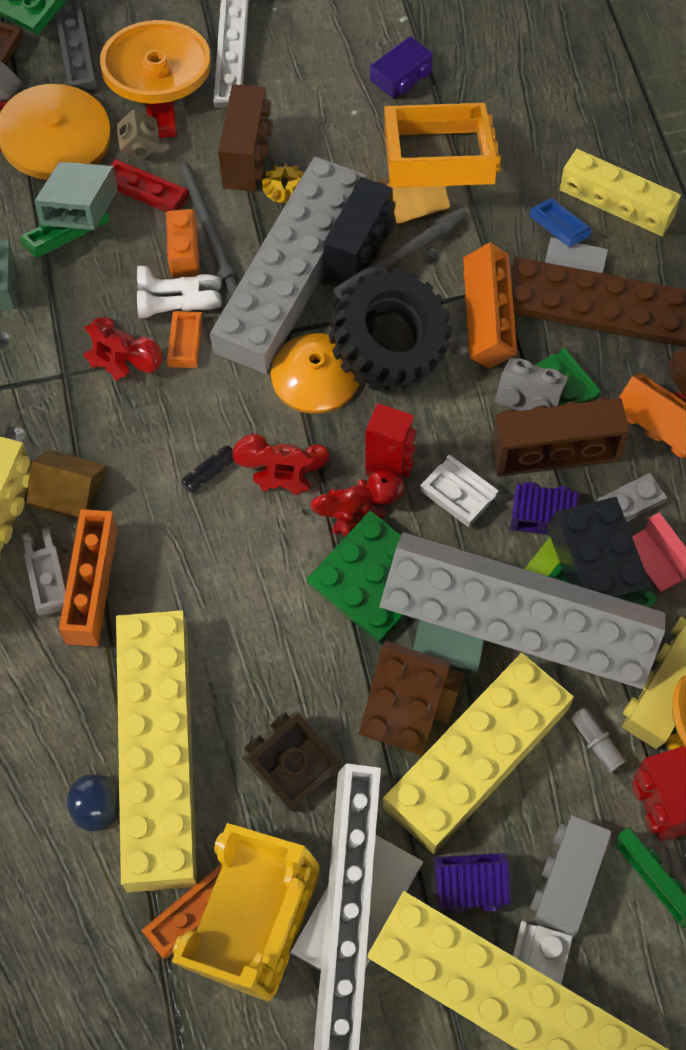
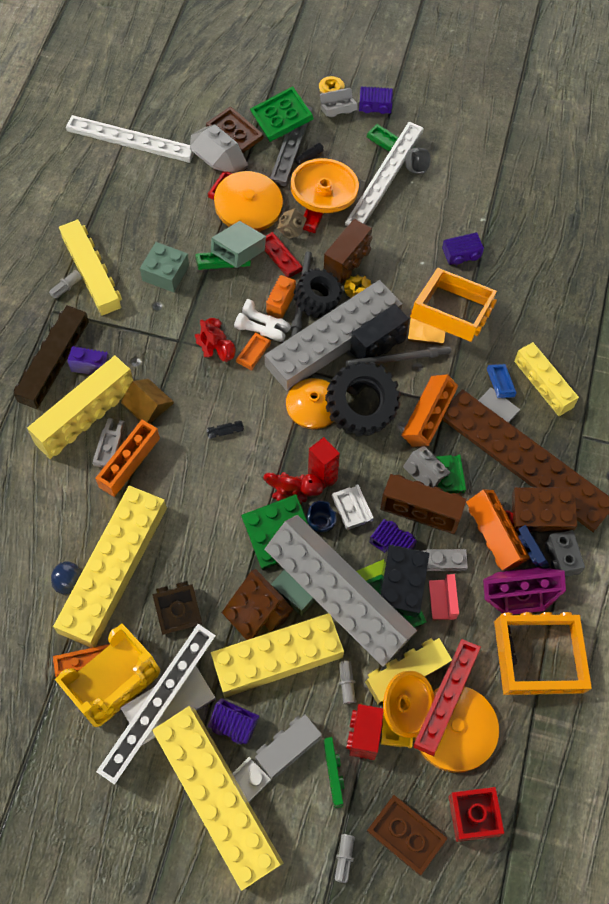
camera: 25 degrees right, 0 degrees up
(105, 29) = (309, 154): none -> black axle
(235, 213) = (322, 282): none -> black tyre
(283, 462) = (265, 445): red animal -> none
(425, 521) = (321, 517): none -> dark blue hair

